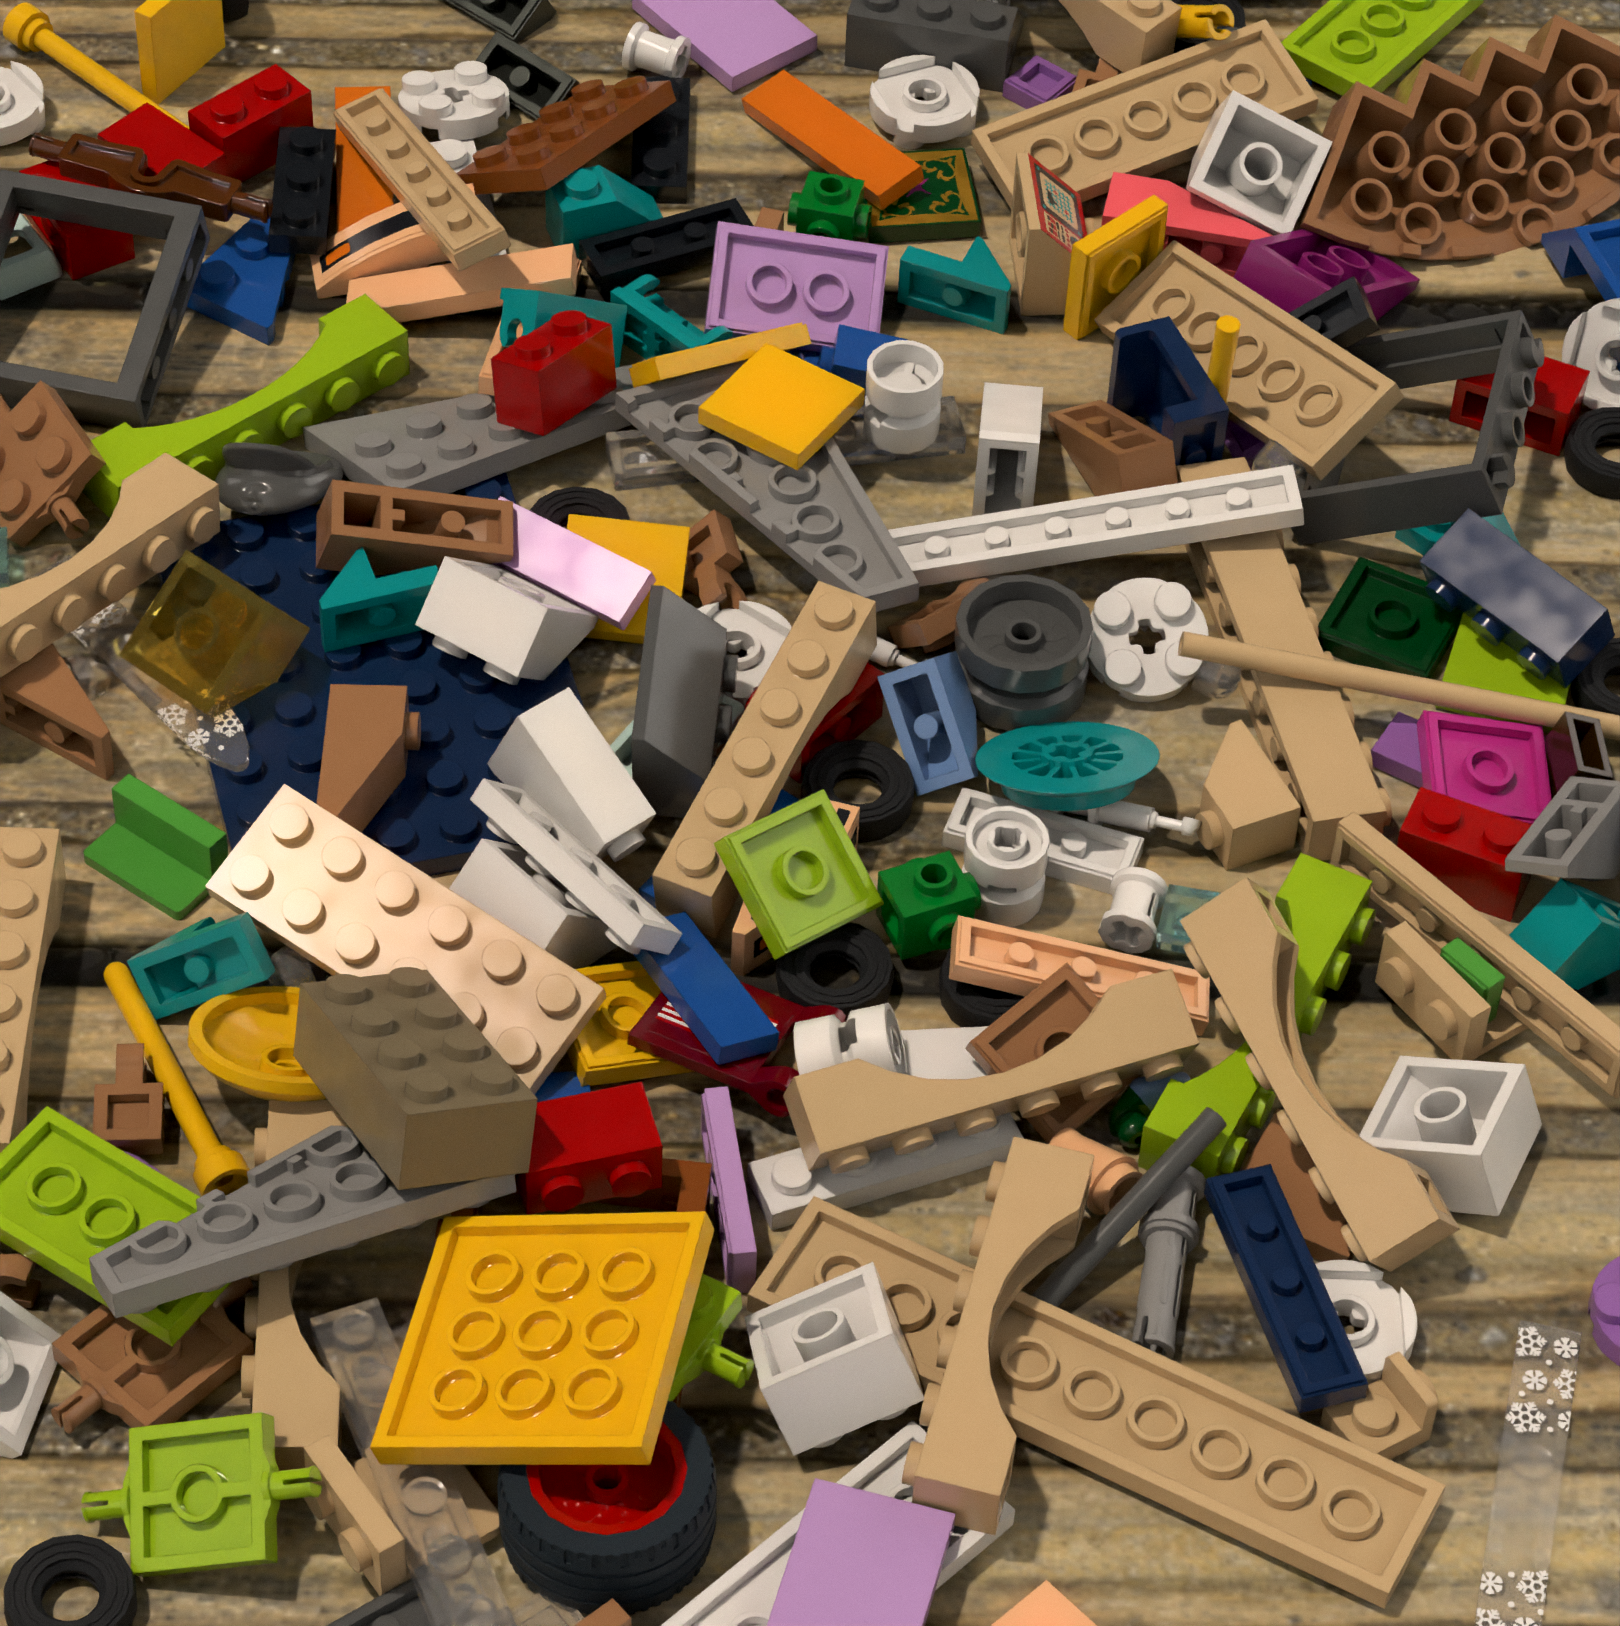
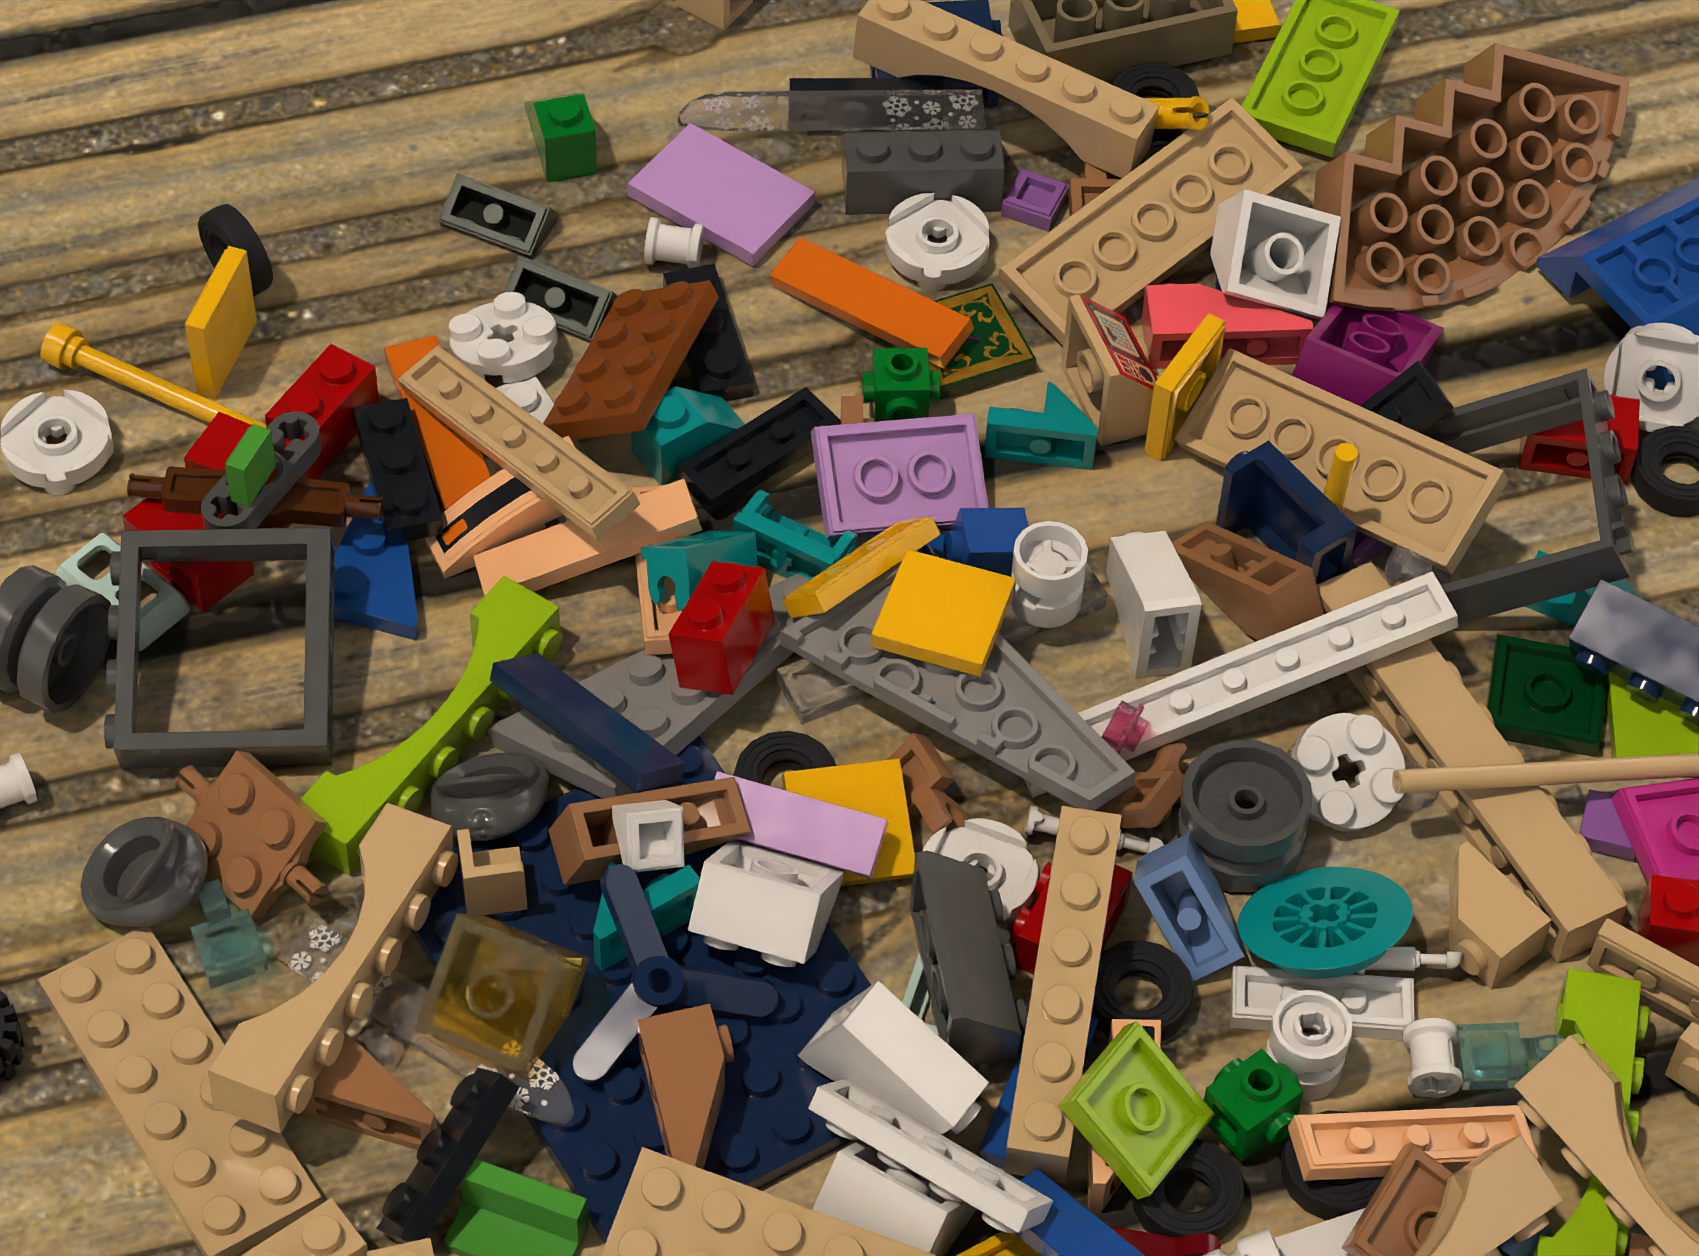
camera: 15 degrees left, 5 degrees up
(108, 764) = (447, 1156): none -> black plate
(142, 133) = (250, 465): none -> bright green tile
(188, 135) = (298, 459): none -> dark grey beam
(244, 548) = (491, 878): none -> tan panel
(366, 635) = (684, 984): none -> dark blue piece
(389, 427) = (587, 722): none -> dark blue tile
(403, 528) = (650, 834): none -> white slope
(926, 545) = (1126, 727): none -> clear pink plate

